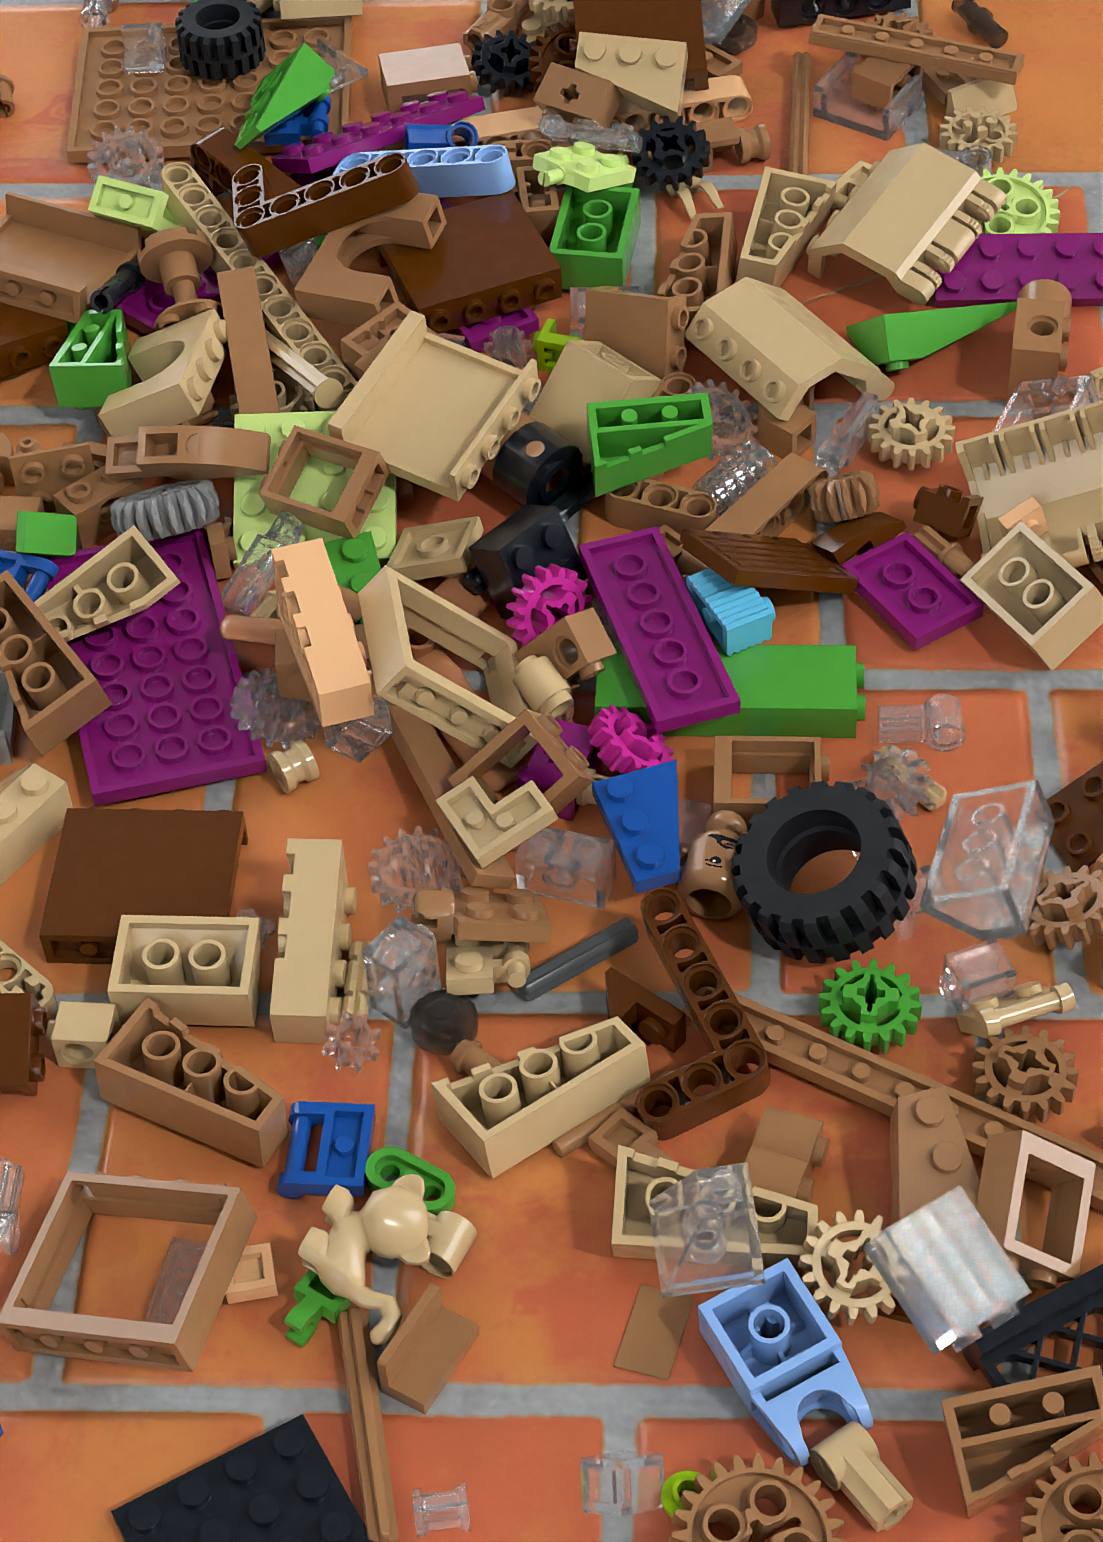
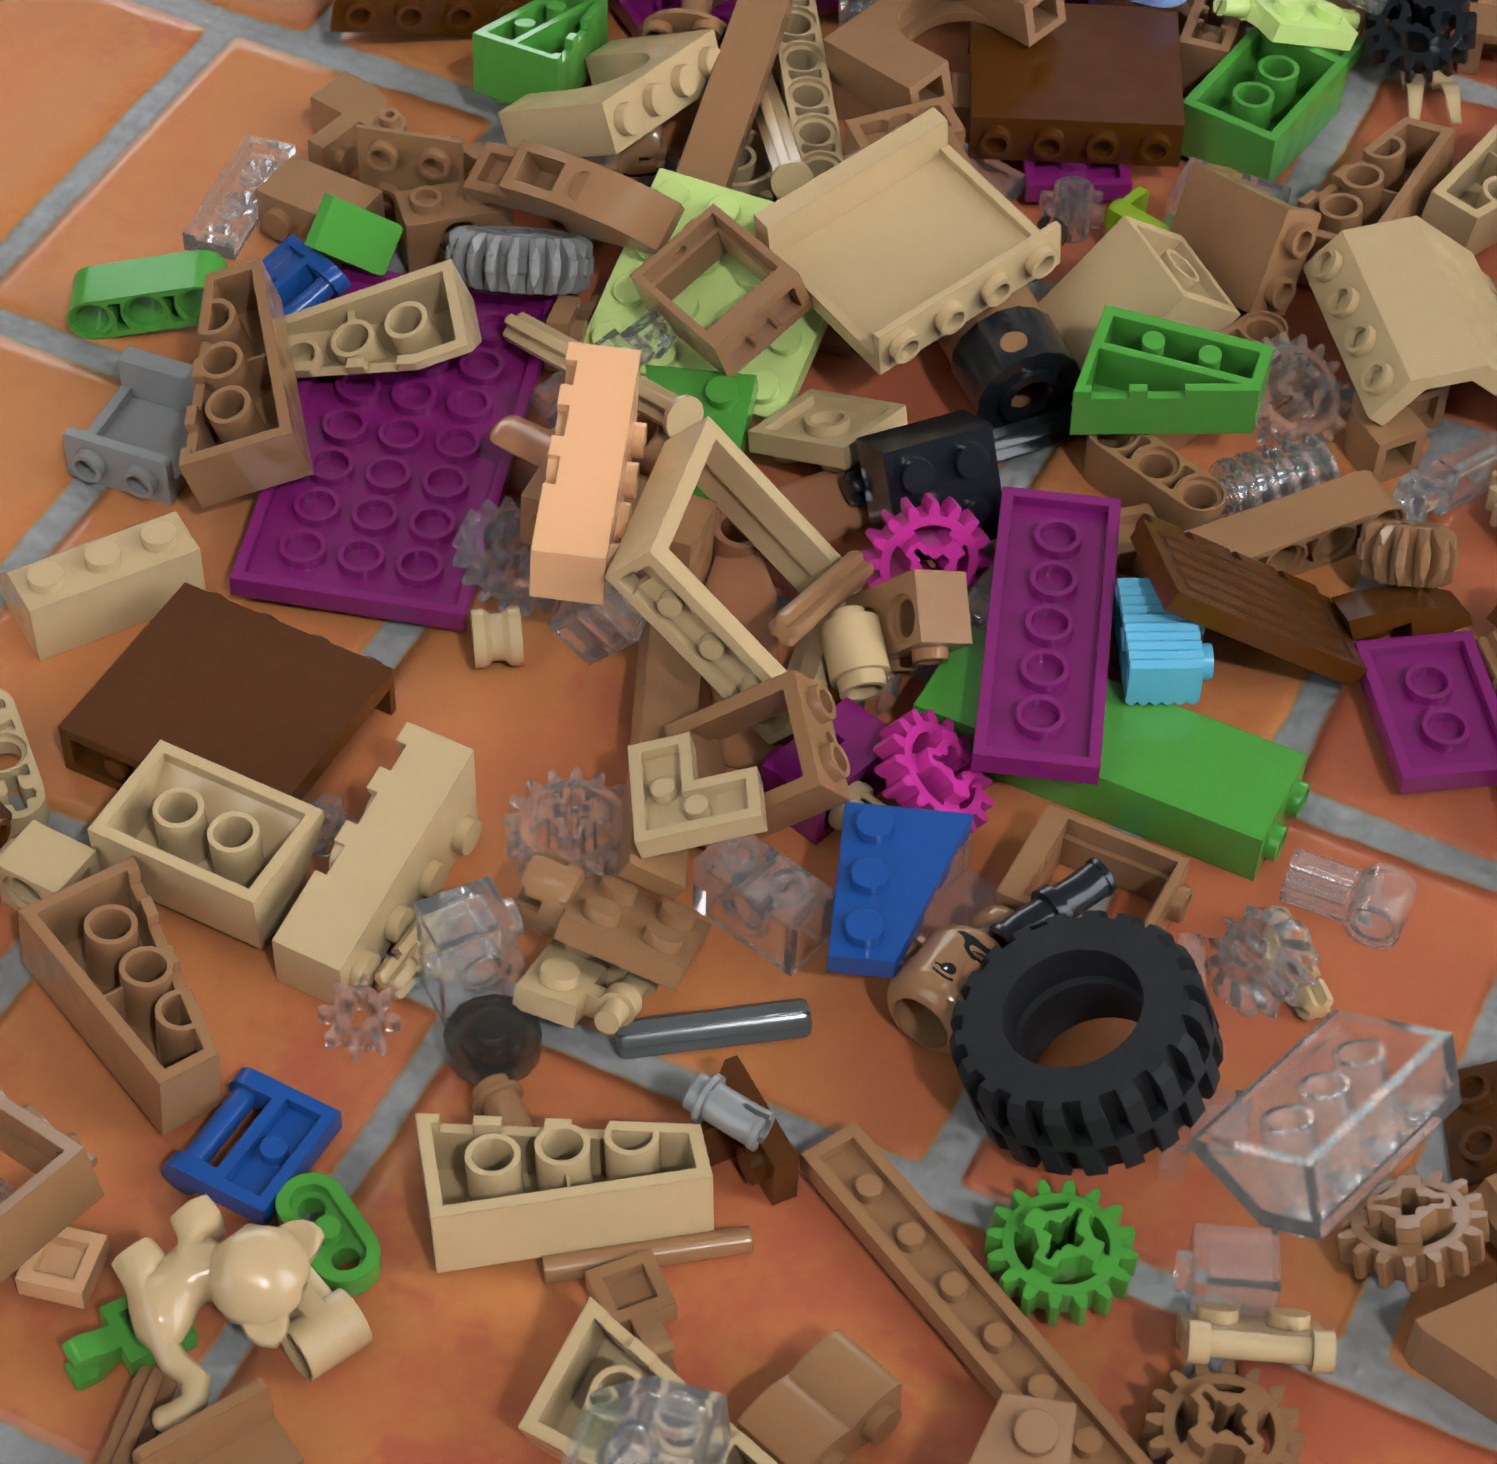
camera: 20 degrees right, 0 degrees up
(257, 564) = (654, 402): none -> tan axle
(505, 659) = (820, 598): none -> medium nougat axle
(629, 1001) = (728, 1110): none -> light grey pin
(709, 1014) = (826, 1173): reddish brown beam -> none
(757, 794) = (1069, 896): none -> black pin

